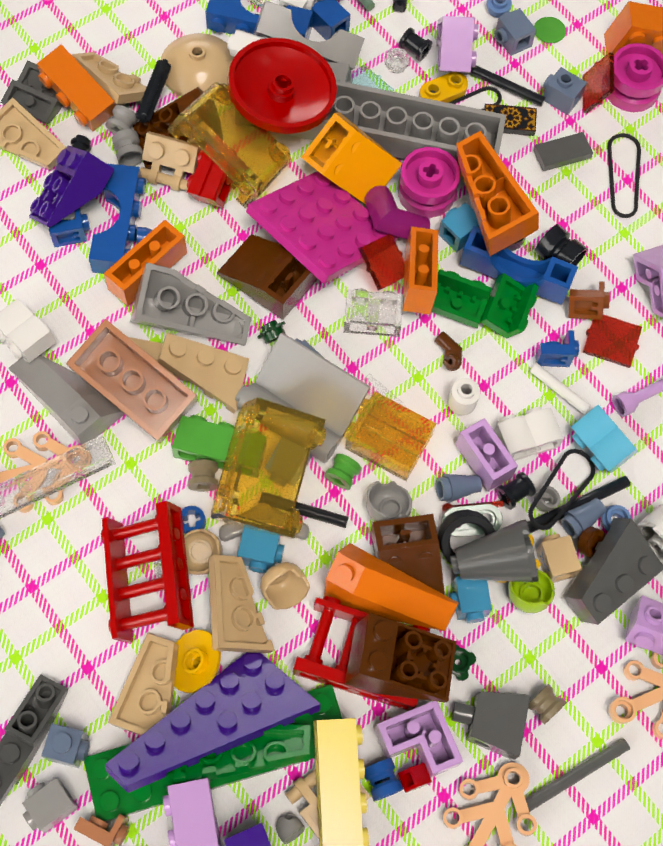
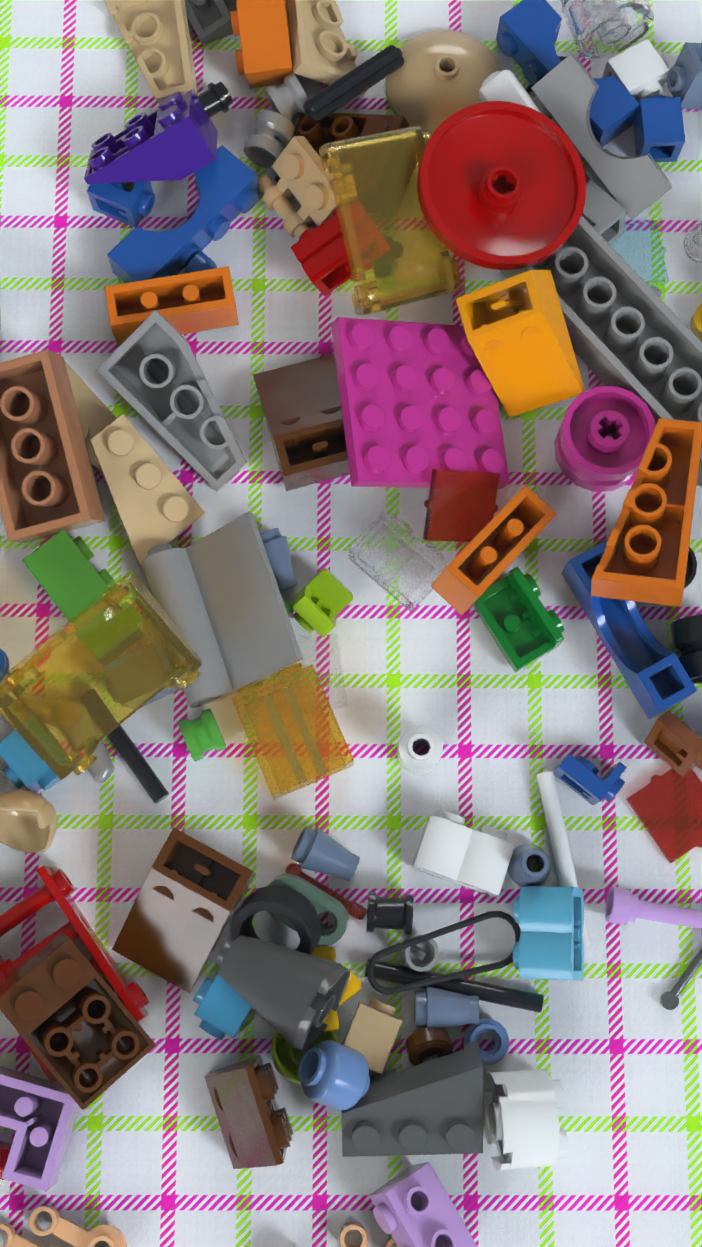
camera: 40 degrees right, 10 degrees up
(203, 475) = (38, 618): dark tan wheel -> none
(271, 331) = (257, 498): dark green plate -> none
(350, 358) = (321, 602): none -> lime bracket
(383, 590) = (127, 920): orange wedge -> none
(387, 216) = (511, 451): magenta brick -> none
(388, 501) = (222, 813): light grey hair -> none
(453, 351) = (458, 681): reddish brown arm -> none
(457, 226) = (593, 522): dark azure brick -> none
(466, 659) = (166, 1067): dark green plate -> none
(486, 454) = (385, 843): lavender brick -> none
(495, 721) = (135, 1168): dark grey torso -> none
(509, 306) = (575, 674): green bracket -> none
(534, 637) = (248, 1115): none -> reddish brown slope
(546, 704) = (211, 1196): dark tan wheel -> none
(561, 582) = (334, 1075): none -> medium blue head
(567, 413) = (518, 869): none -> sand blue cone

